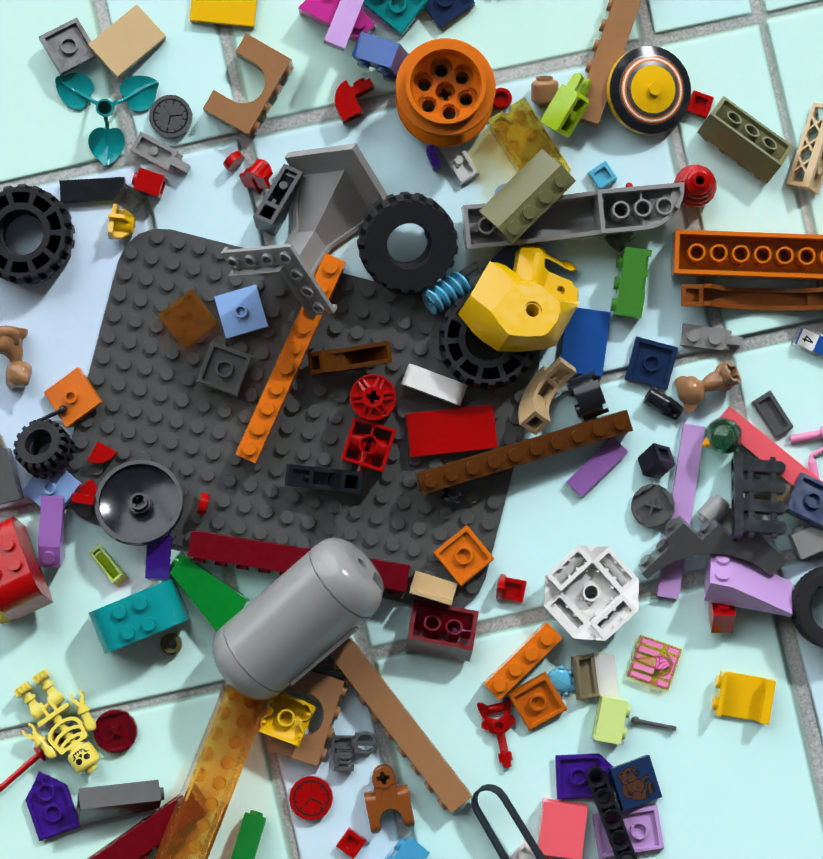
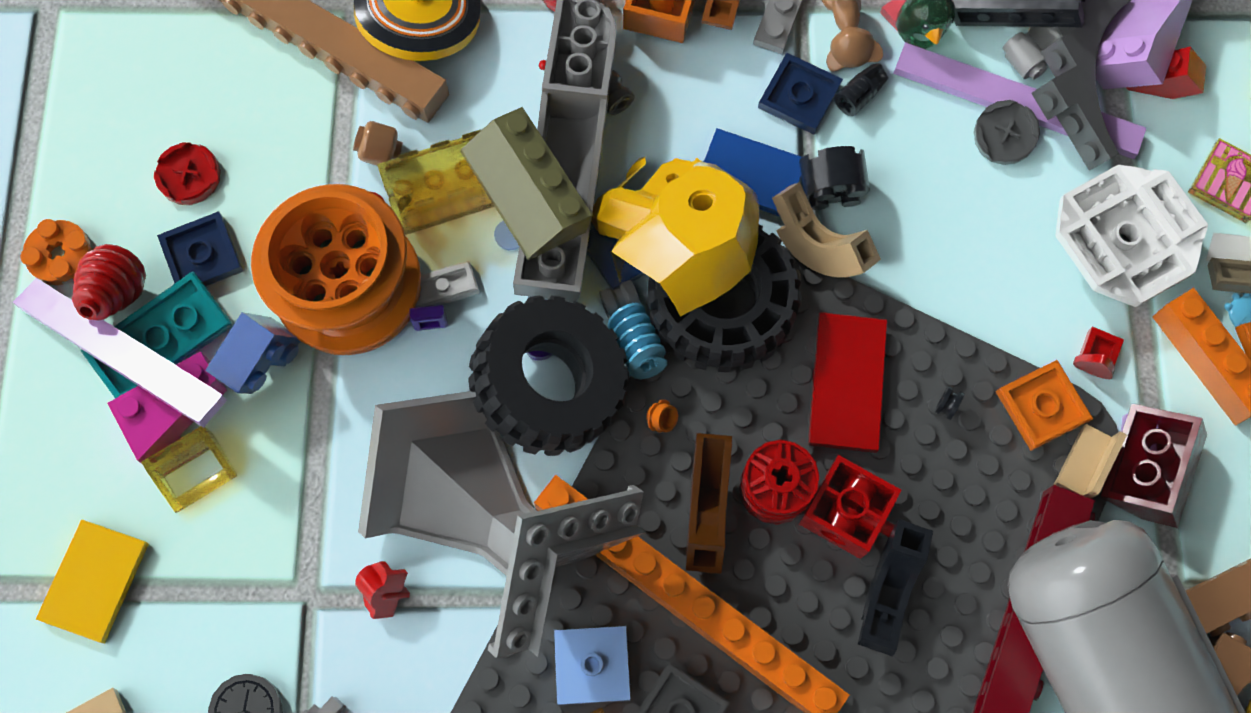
camera: 80 degrees left, 15 degrees down
(233, 161) = (346, 622): red tile -> none
(246, 116) = (281, 585): medium nougat arch -> none
(278, 200) = (429, 564): black slope -> none
(311, 29) = (181, 453): none -> clear yellow tile
(346, 98) = (303, 424): red brick -> none
(400, 319) = (662, 416): none -> orange plate
(434, 384) = (773, 390): white beam -> none
(523, 451) = (903, 292): reddish brown brick -> none
(568, 105) = (408, 110): lime hinge -> none
(597, 466) = (936, 195): medium lavender tile -> none
(602, 175) = (519, 95): medium azure tile -> none
(630, 283) = (680, 89): bright green wedge -> none
(656, 461) = (943, 114): black panel -> none

